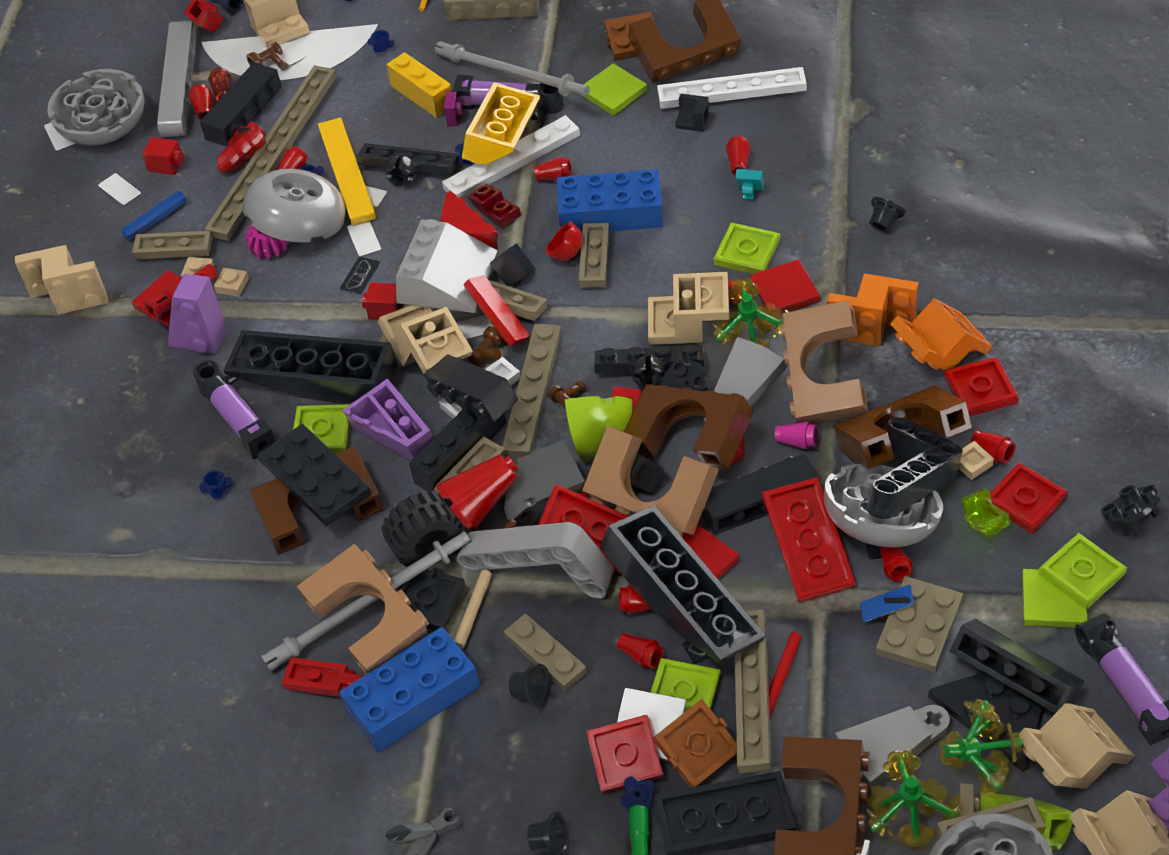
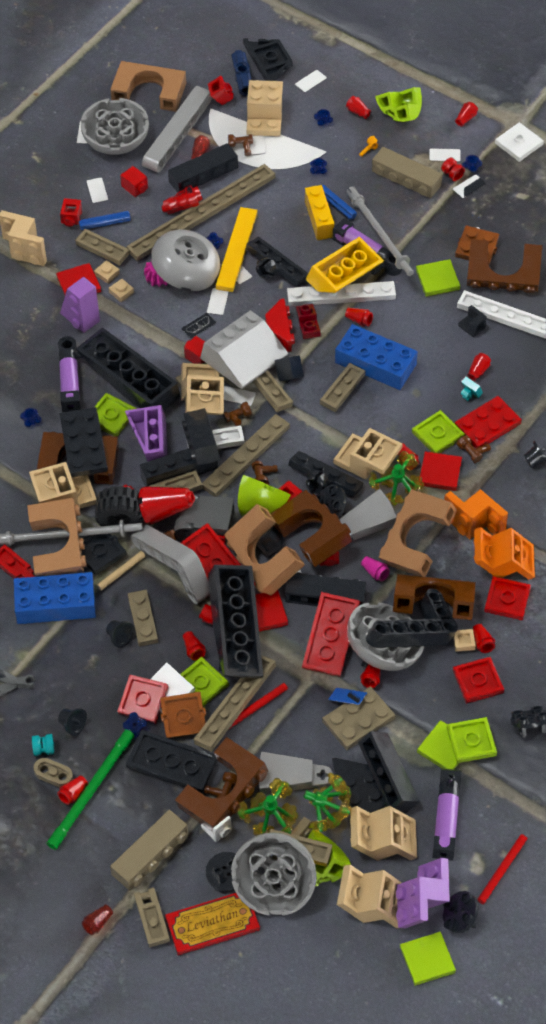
camera: 25 degrees right, 5 degrees up
(107, 230) = (68, 215): none -> red brick
(132, 32) = (133, 74): none -> medium nougat arch
(163, 302) = (96, 280): red pin -> none
(201, 99) = (182, 152): red cone -> none
(293, 159) = (206, 226): red cone -> none
(316, 540) = (56, 484): none -> tan bracket
(443, 68) = (339, 204): none -> blue axle
(452, 109) = (327, 240): magenta plate -> none
(496, 310) = (256, 394): tile -> none
(565, 243) = (329, 371): red helmet -> none
(797, 209) = (488, 422): none -> red plate
(810, 248) = (476, 454): none -> reddish brown piece
(819, 794) = (229, 780): none -> reddish brown piece
(982, 514) = (443, 675): clear neon green bracket -> none

